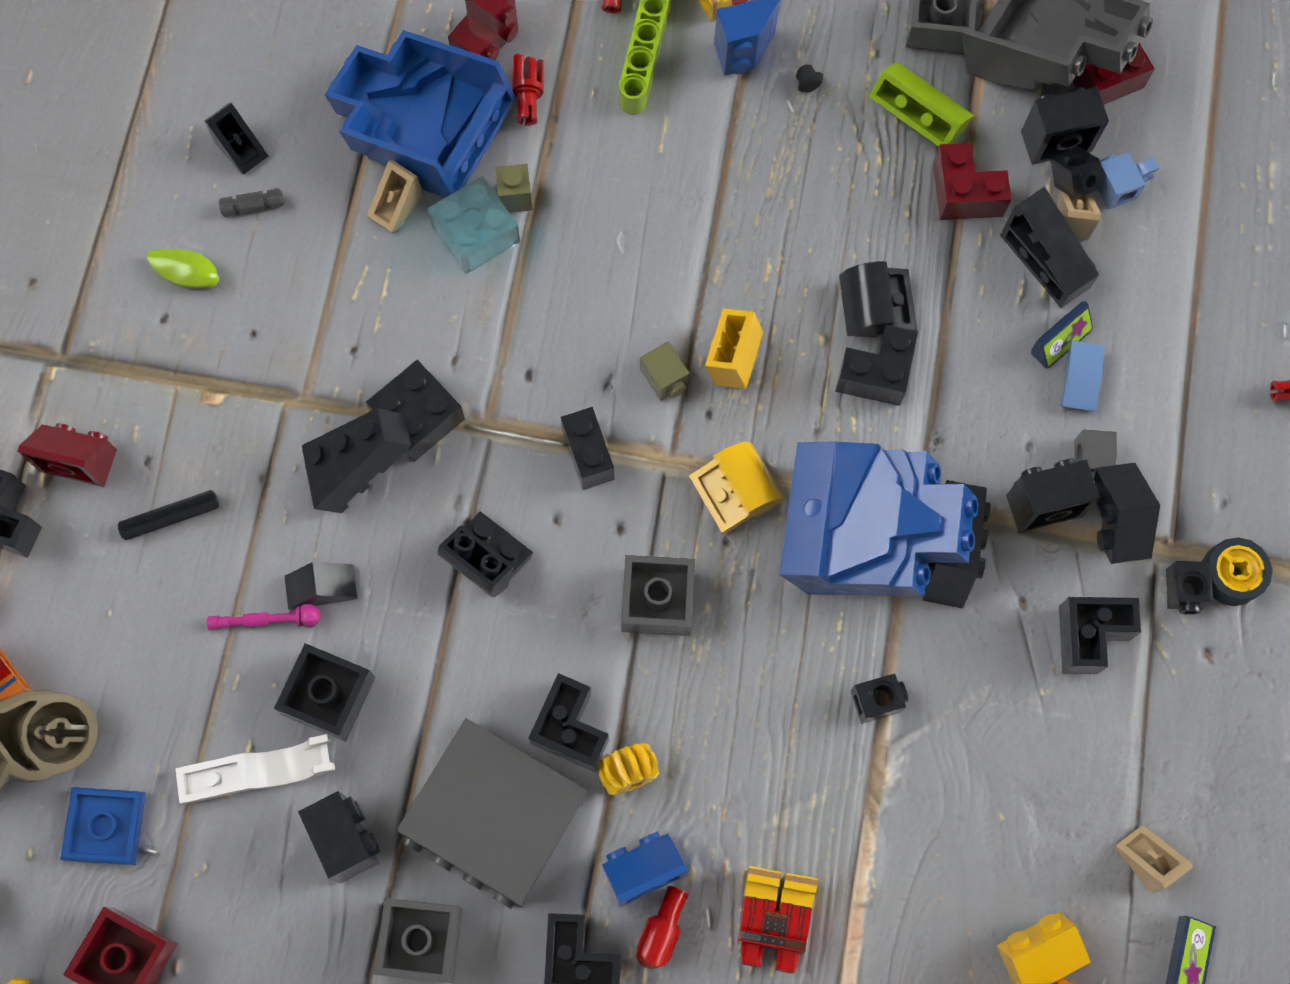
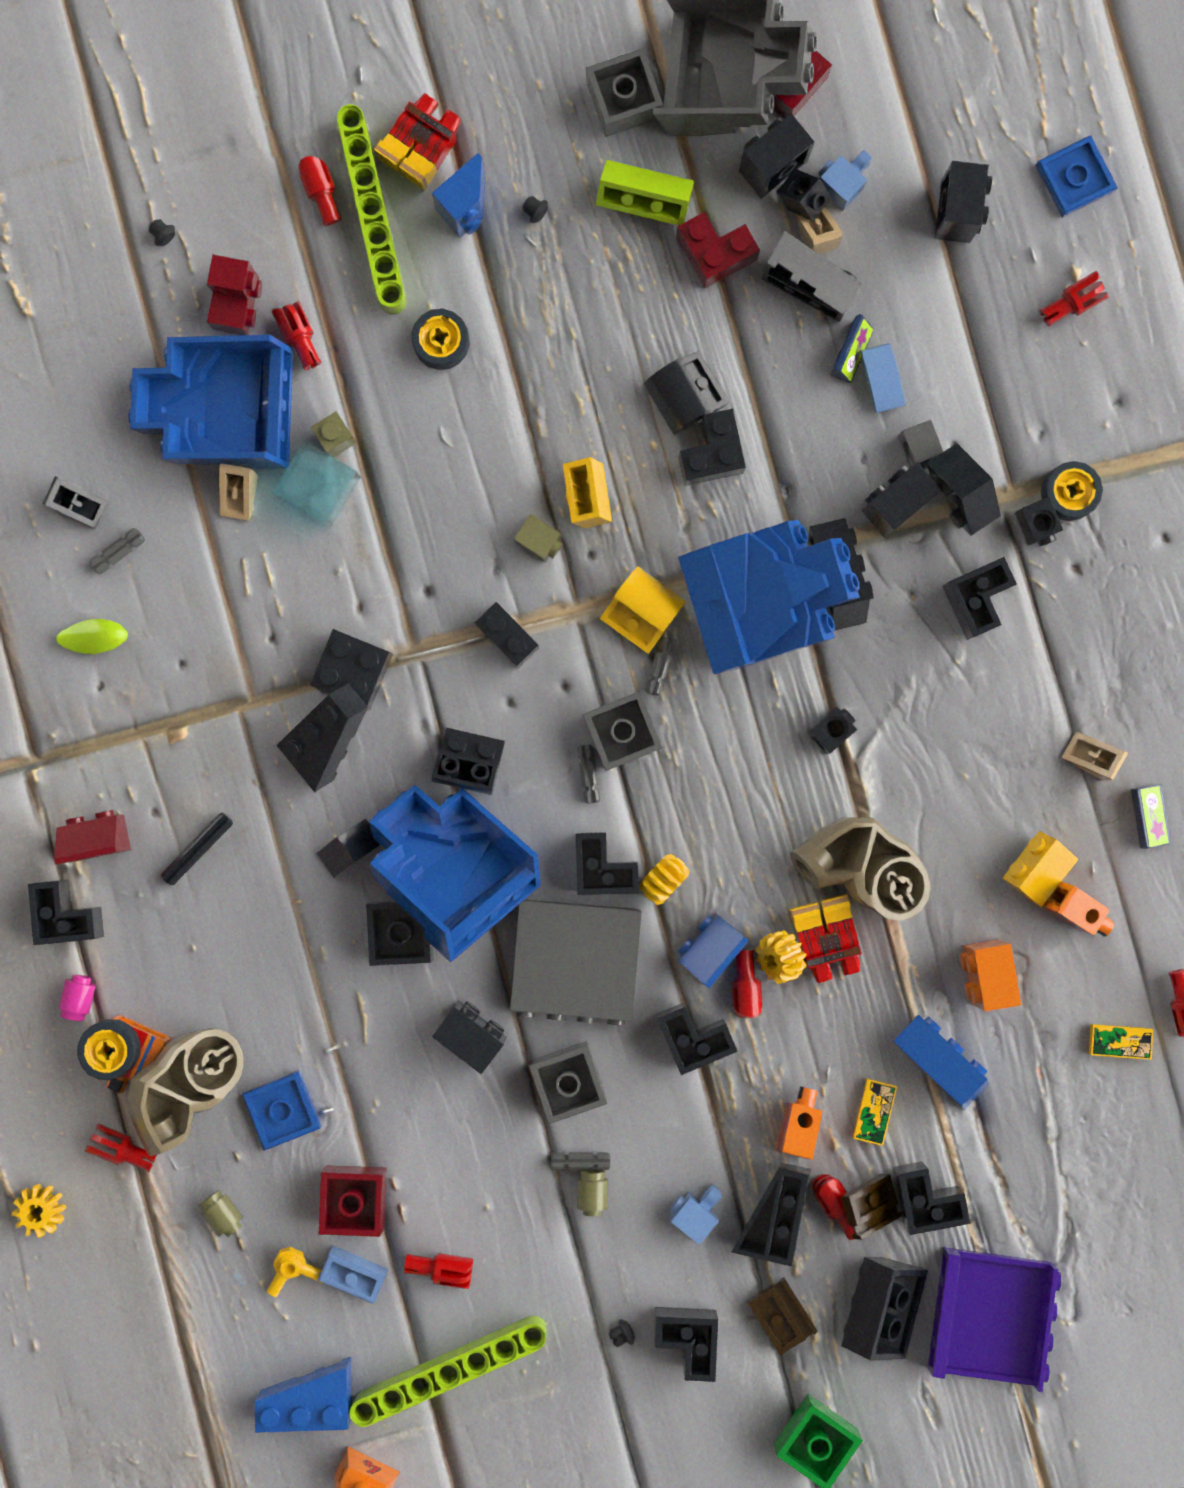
camera: 25 degrees left, 15 degrees up
(254, 771) = (375, 1015): white piece -> none
(304, 615) = (351, 876): dark pink piece -> none
(412, 647) = (451, 866): none -> blue panel
(602, 626) = (588, 773): none -> dark grey axle
(673, 160) = (437, 323): none -> wheel
(714, 913) = (780, 957): none -> yellow gear
(728, 552) = (660, 666): none -> dark grey axle
(858, 858) = (871, 864): none -> dark tan piece
(1234, 244) = (962, 201): none -> black brick

